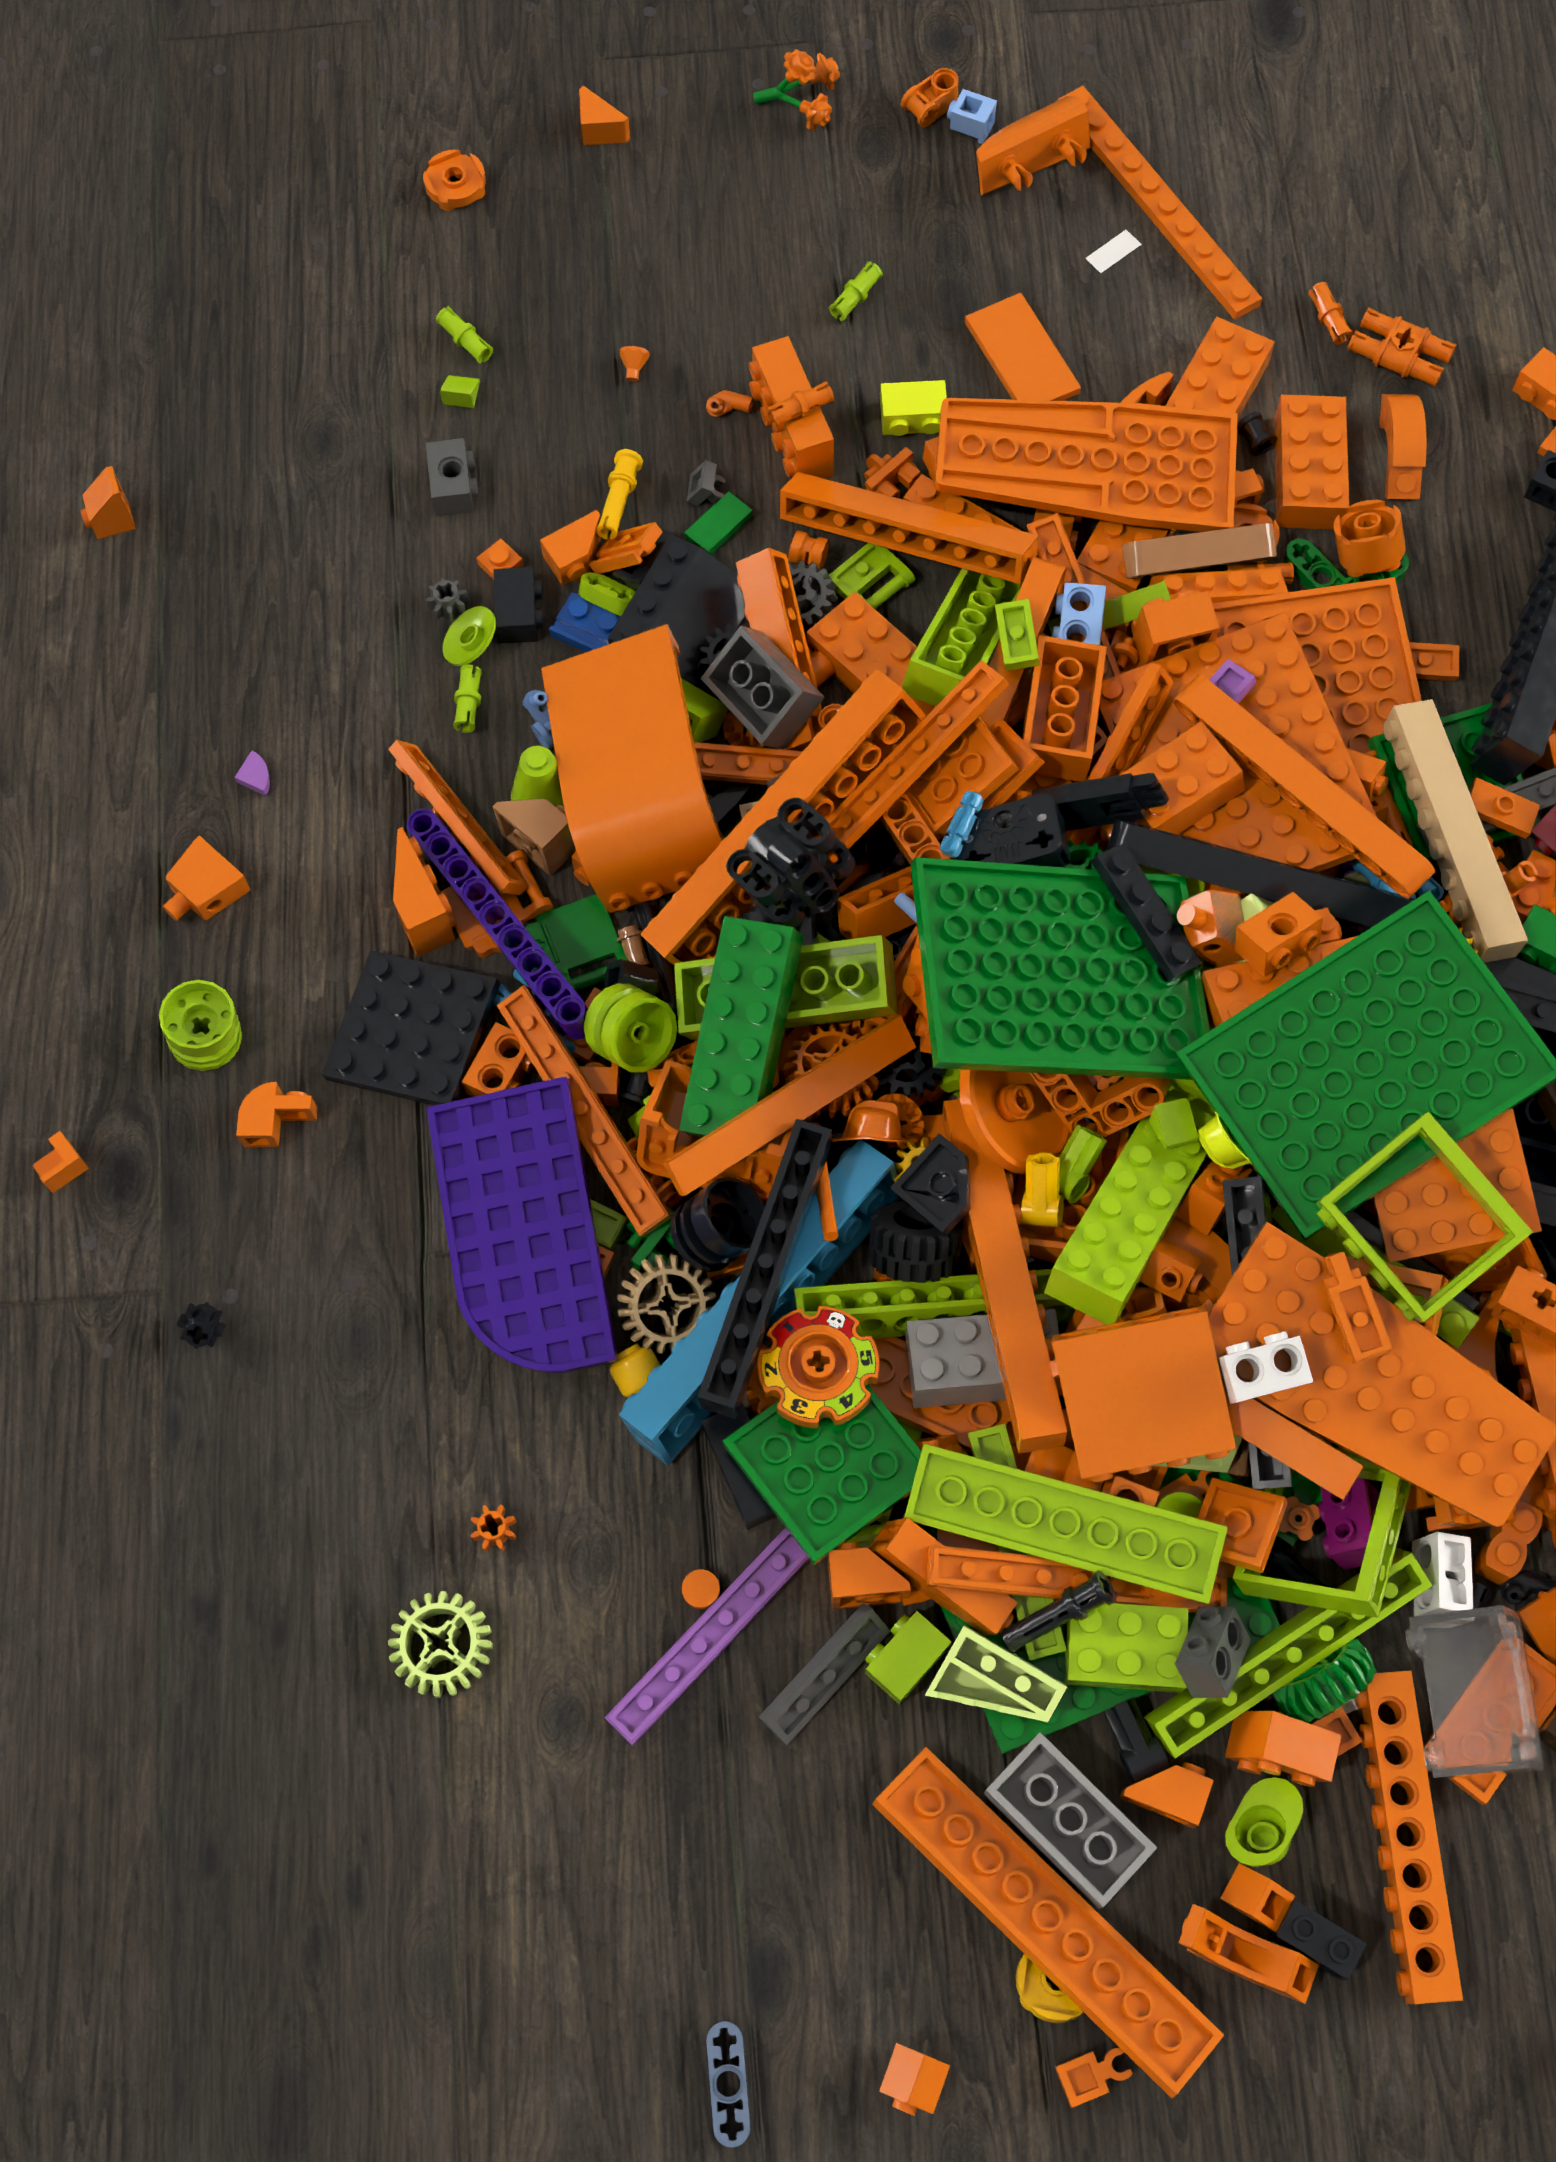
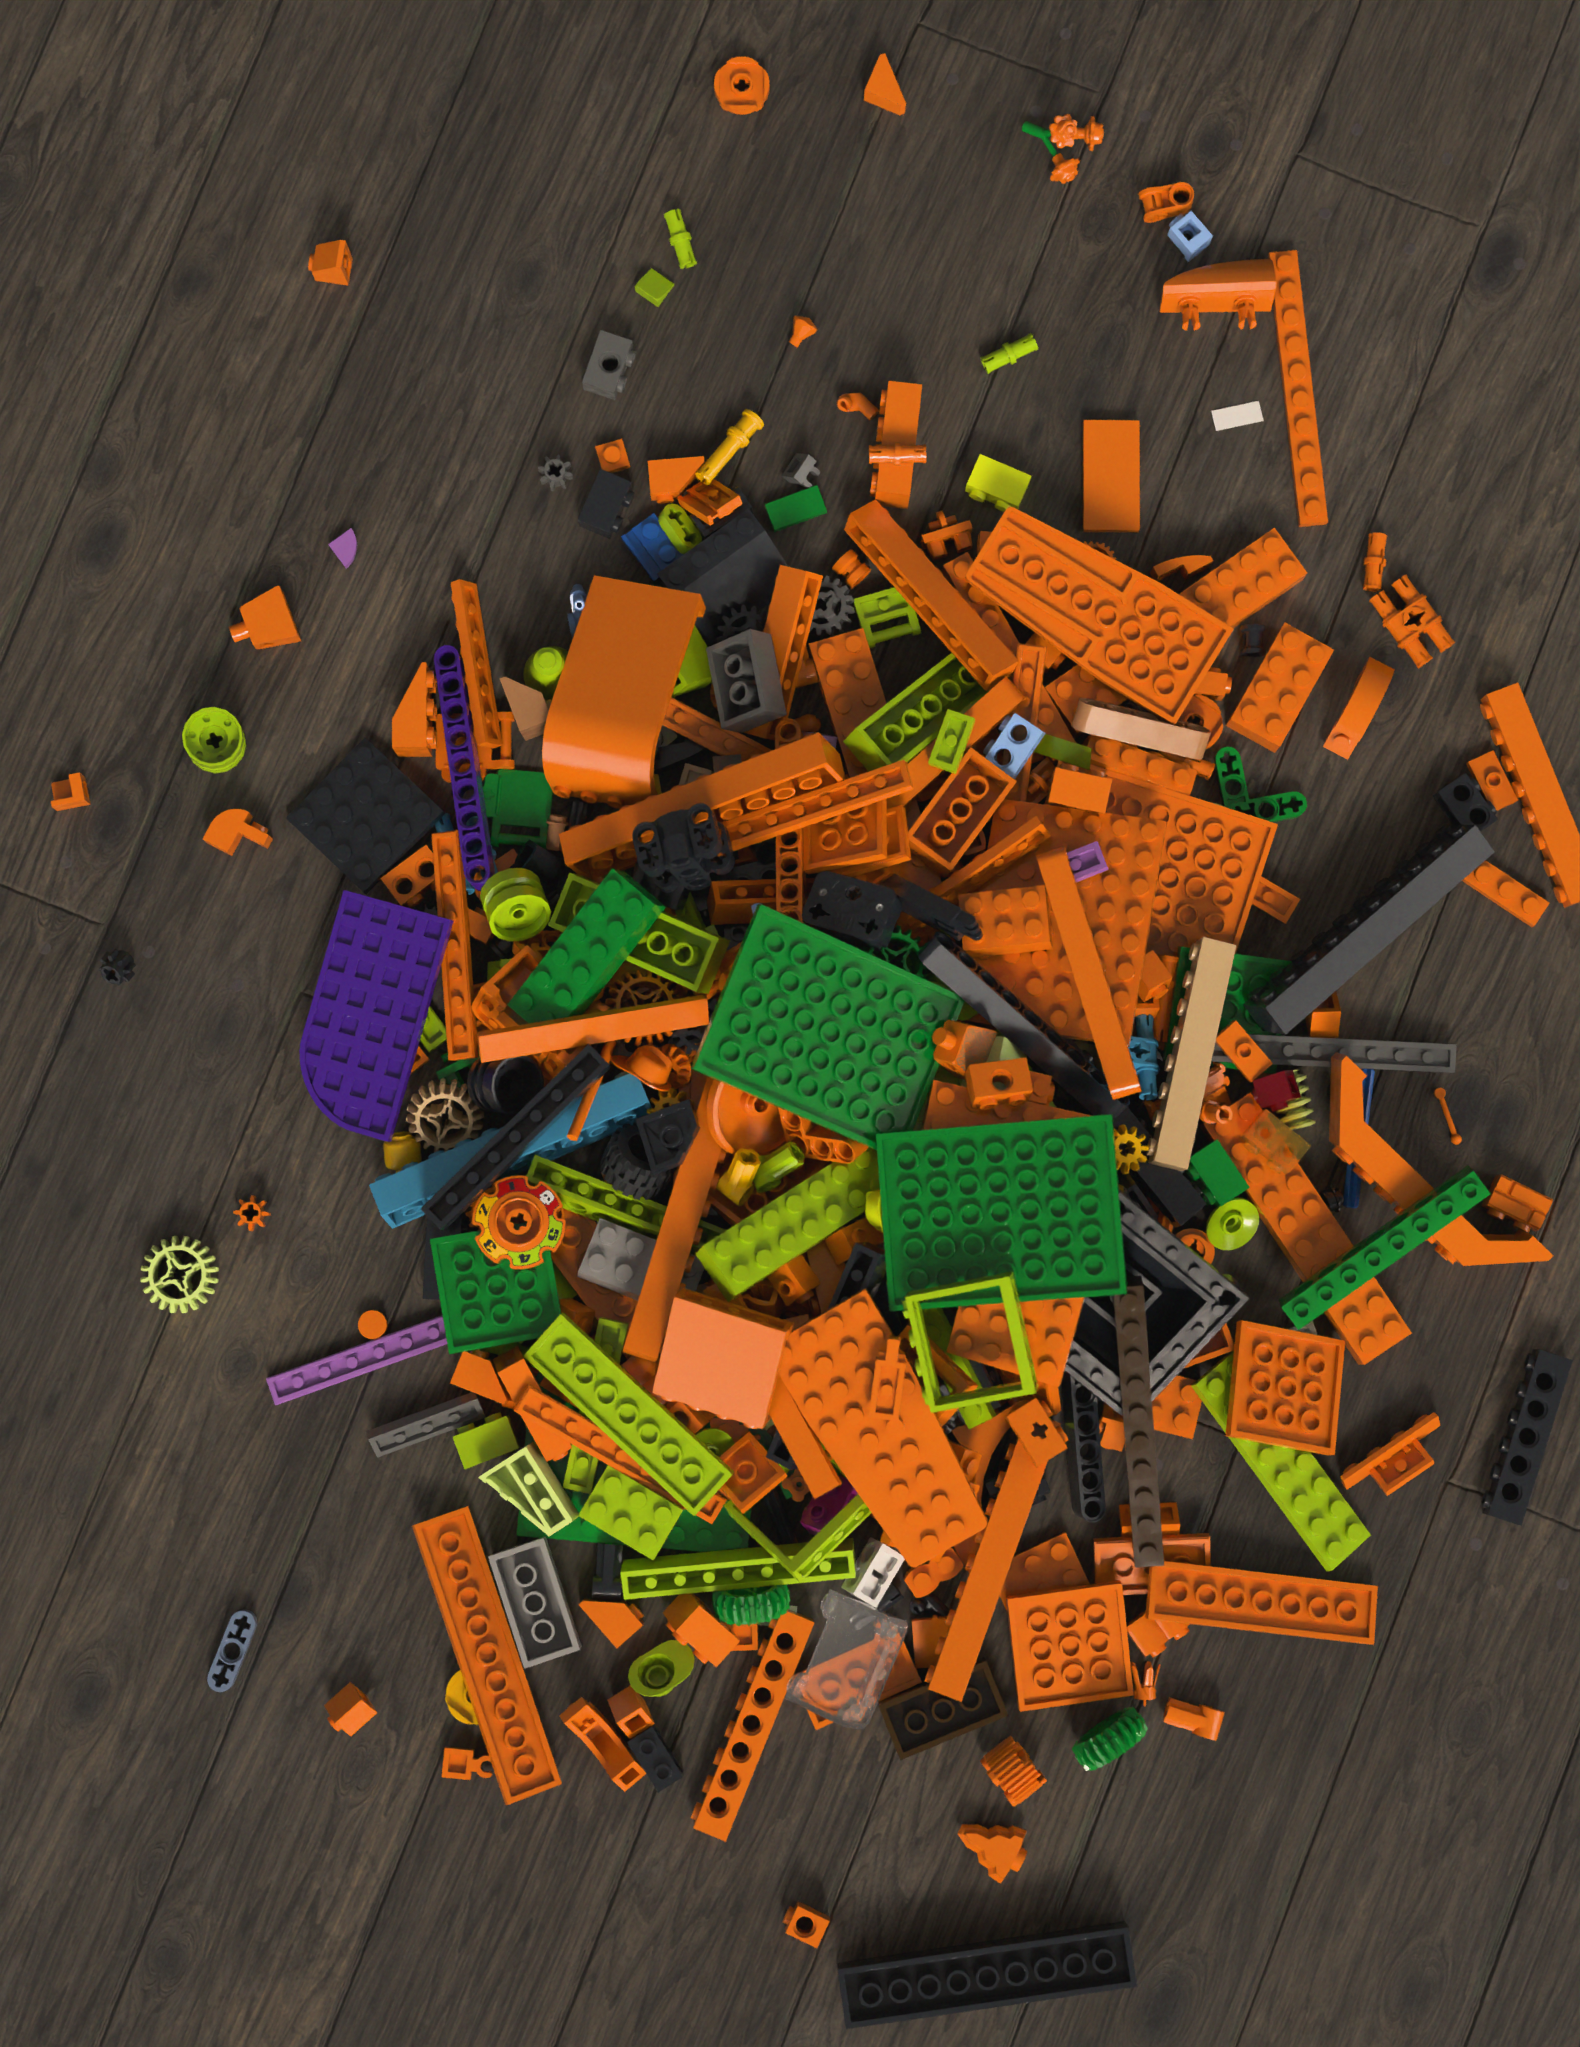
camera: 20 degrees right, 15 degrees up
(467, 698) = (531, 565): lime pin -> none
(469, 635) = (556, 514): lime dish -> none
(961, 824) = (822, 880): dark azure axle -> none
(1073, 1604) = (605, 1470): black pin -> none
(1146, 912) = (916, 1016): black plate -> none
(1174, 1123) = (853, 1179): lime slope -> none
(1213, 1652) = (684, 1546): dark grey brick -> none
(1266, 1376) = (803, 1397): white brick -> none
(1370, 538) = (1281, 779): orange brick -> none

